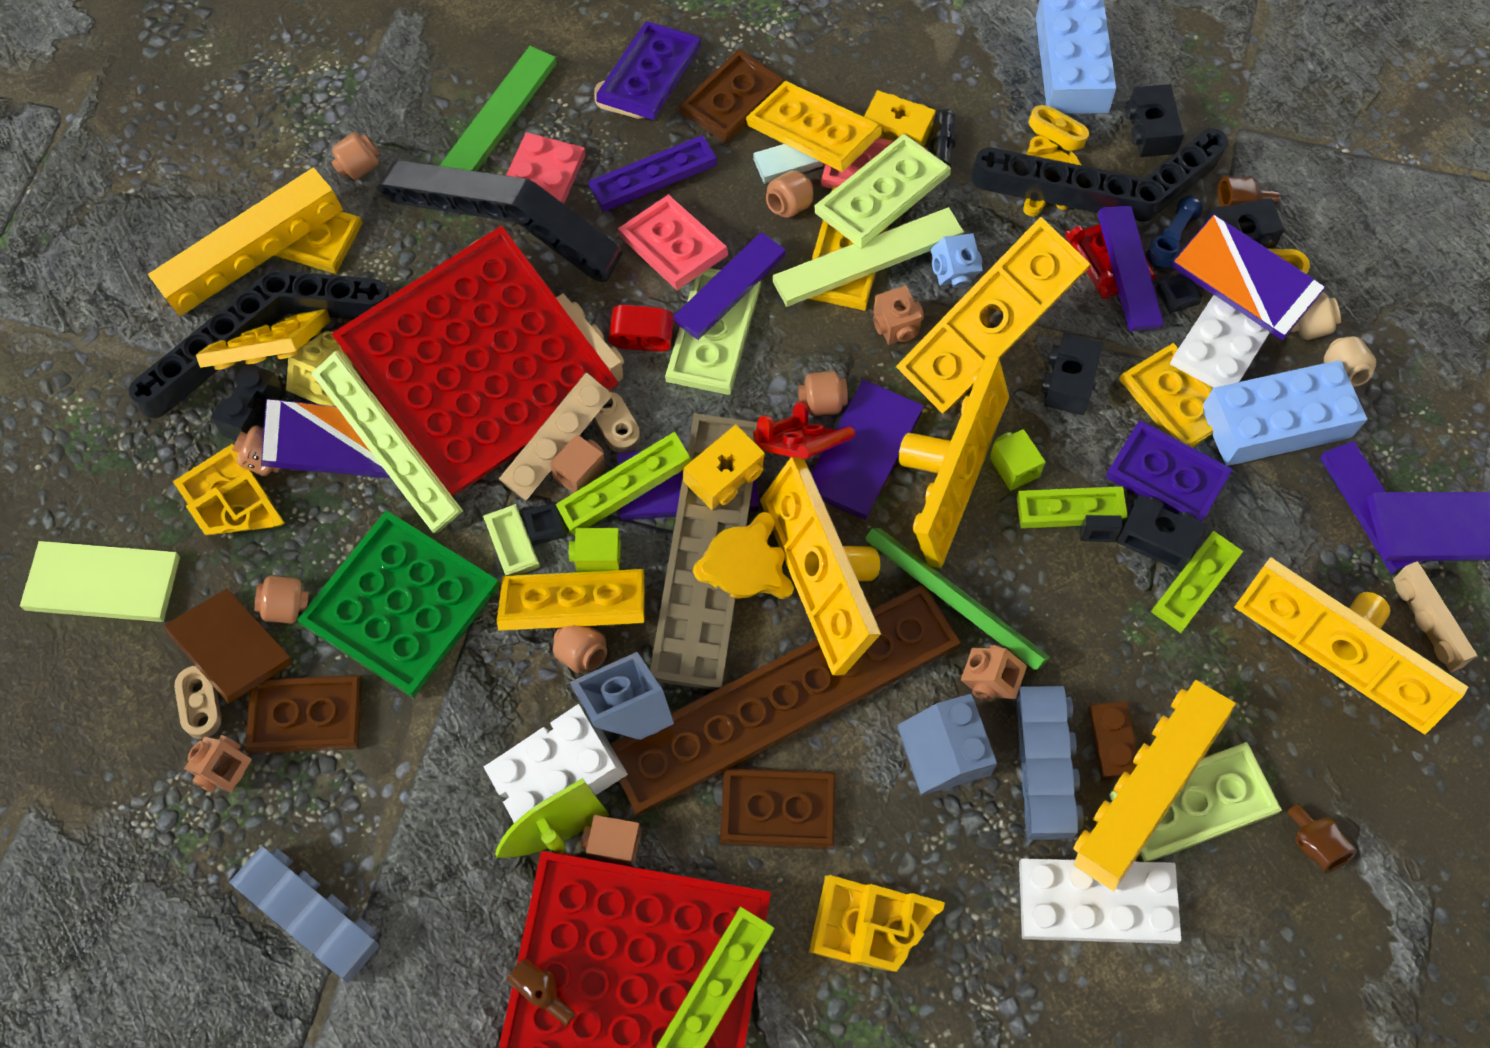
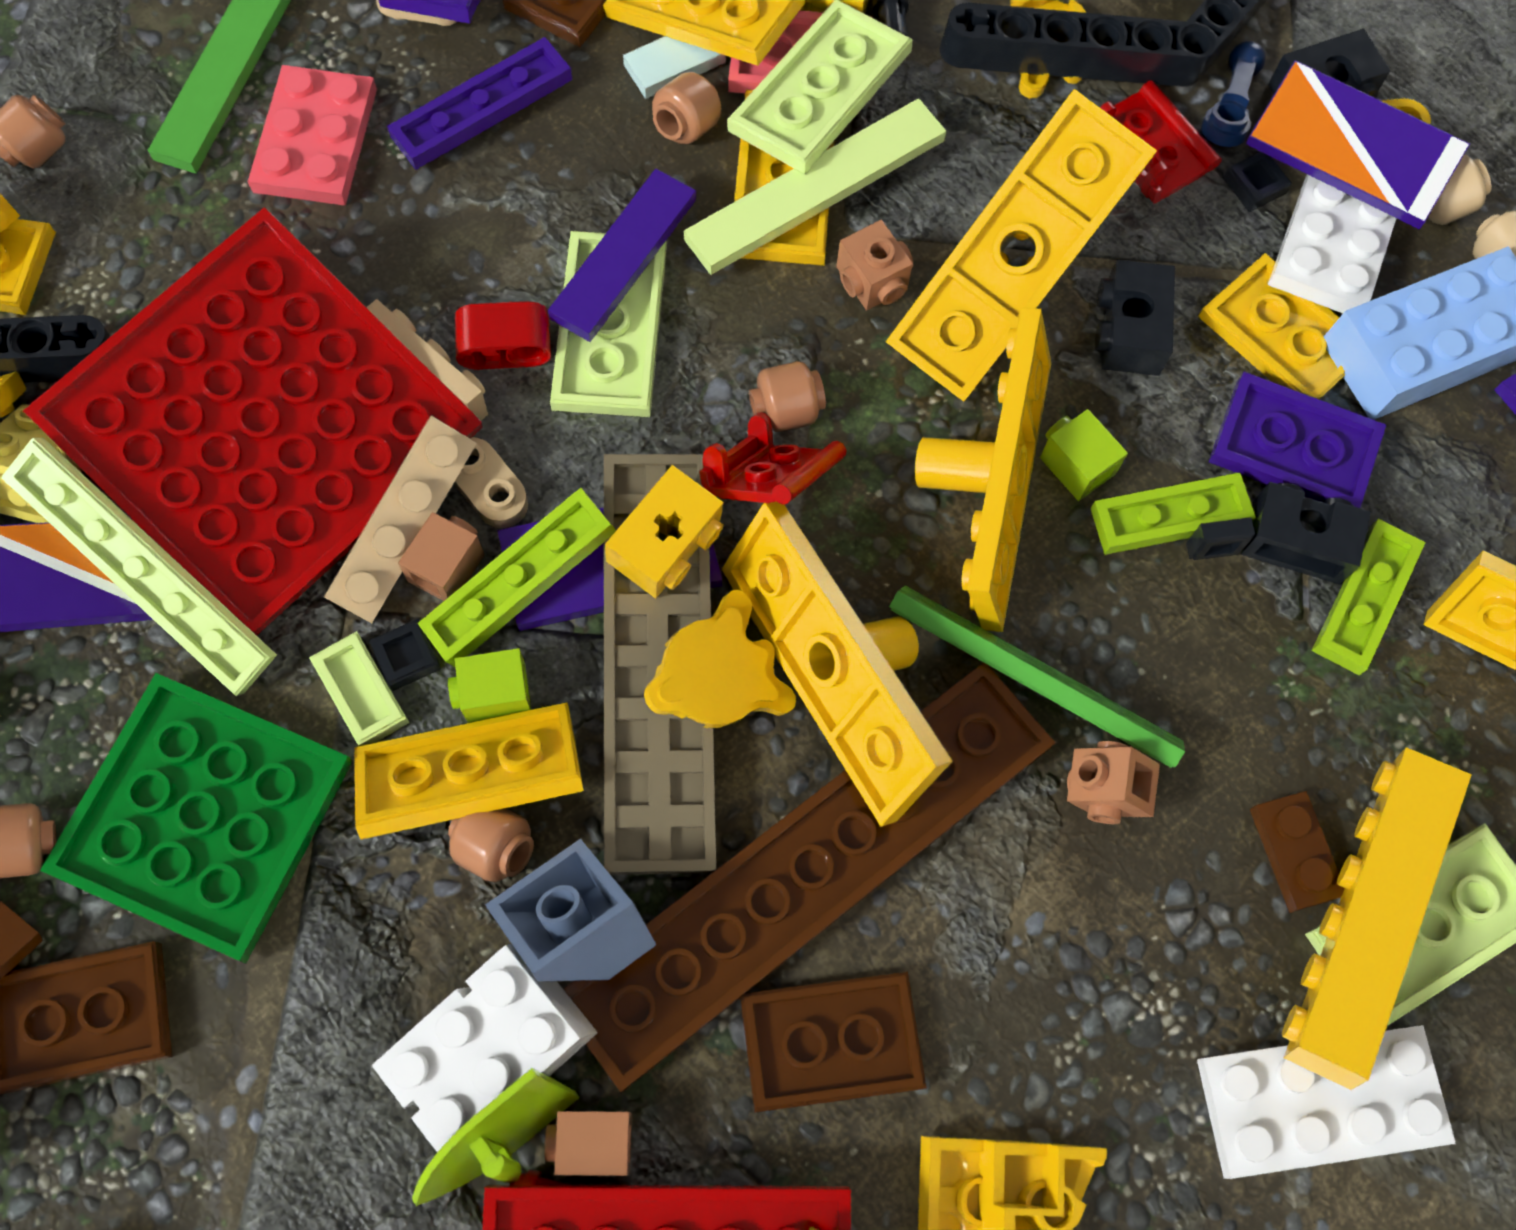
camera: 15 degrees left, 5 degrees up
(506, 200) = (266, 168): black beam -> none
(673, 242) = (528, 200): coral plate -> none
(858, 469) = (857, 503): dark purple tile -> none
(947, 745) = (1064, 902): sand blue slope -> none
(956, 260) = (944, 173): light blue brick -> none
(1047, 763) = (1212, 906): sand blue brick -> none
(1130, 268) = (1187, 154): dark purple tile -> none
(1241, 190) = (1314, 24): reddish brown piece -> none

